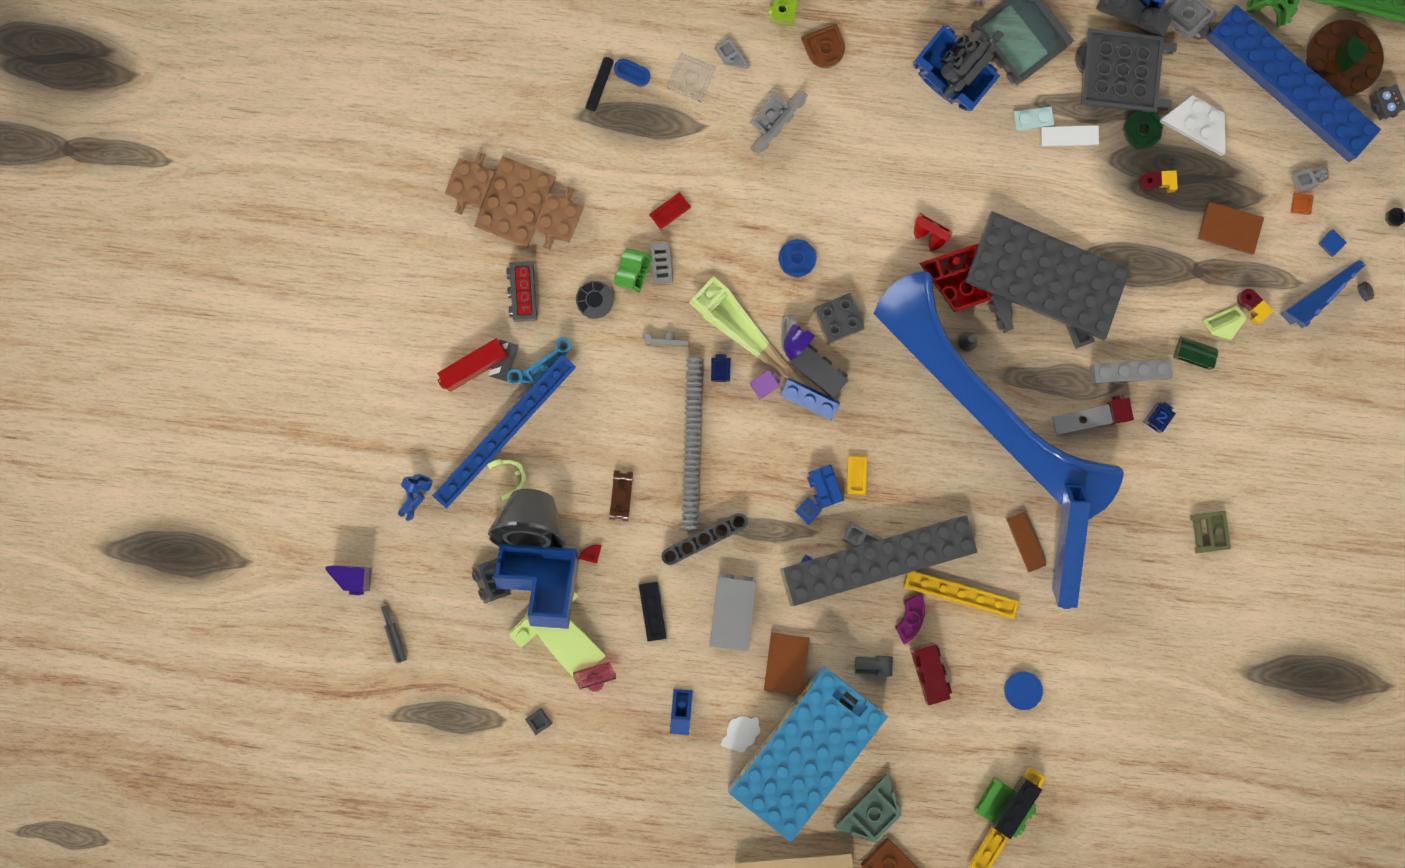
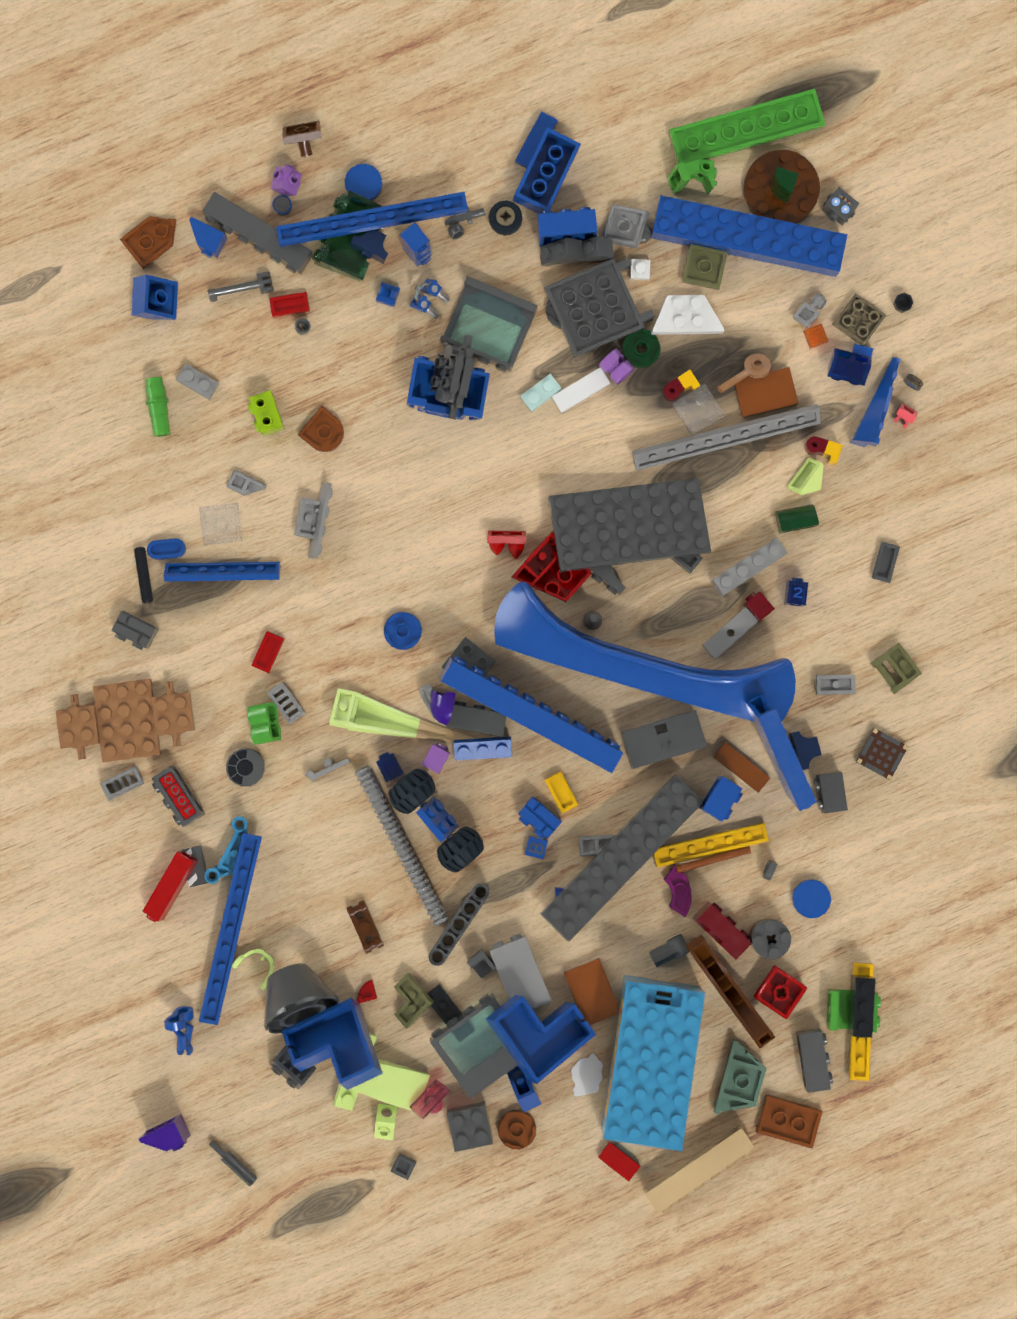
camera: 25 degrees left, 0 degrees up
(472, 246) = (104, 785): none -> light grey slope
(542, 676) = (385, 1125): none -> yellowish green bracket
(566, 127) = (135, 630): none -> dark grey brick
(615, 719) = (470, 1126): none -> dark grey brick
(629, 586) = (416, 1000): none -> olive plate
(654, 745) = (517, 1129): none -> dark orange tile
(664, 654) = (473, 1048): none -> panel
(669, 118) = (222, 571): none -> blue plate
(704, 584) = (481, 963): none -> dark grey panel
(717, 682) = (536, 1044): none -> blue piece
(727, 823) = (619, 1161): none -> red tile
(729, 401) = (459, 848): none -> black plate
(870, 391) = (530, 714): none -> blue brick
(907, 728) = (730, 991): none -> reddish brown arch
(947, 831) = (814, 1060): none -> dark grey brick
(956, 607) = (713, 859): none -> dark orange bar
(962, 760) = (776, 980): none -> red brick
(972, 479) = (663, 739): none -> dark grey brick
(979, 706) = (770, 927): none -> dark grey brick
(993, 558) = (721, 798): none -> blue brick
(1000, 644) = (769, 869): none -> dark grey tile
(1093, 556) = (805, 748): none -> dark blue brick
(1093, 607) = (831, 792): none -> dark grey brick
(1113, 132) = (616, 366): none -> medium lavender wheel
(1149, 516) = (835, 684): none -> light grey plate
(1155, 599) = (881, 754): none -> tile
(1163, 210) = (698, 410): none -> clear plate
(1175, 247) = (726, 437): none -> light grey plate
(1180, 60) = (640, 269): none -> white plate
(1234, 200) = (754, 366): none -> medium nougat piece
(1238, 89) = (704, 267): none -> olive plate
(1253, 434) = (885, 562): none -> dark grey tile
(1317, 246) = (849, 367): none -> clear blue brick
(1344, 315) = (906, 413): none -> coral tile
(1348, 210) = (859, 320): none -> dark tan tile

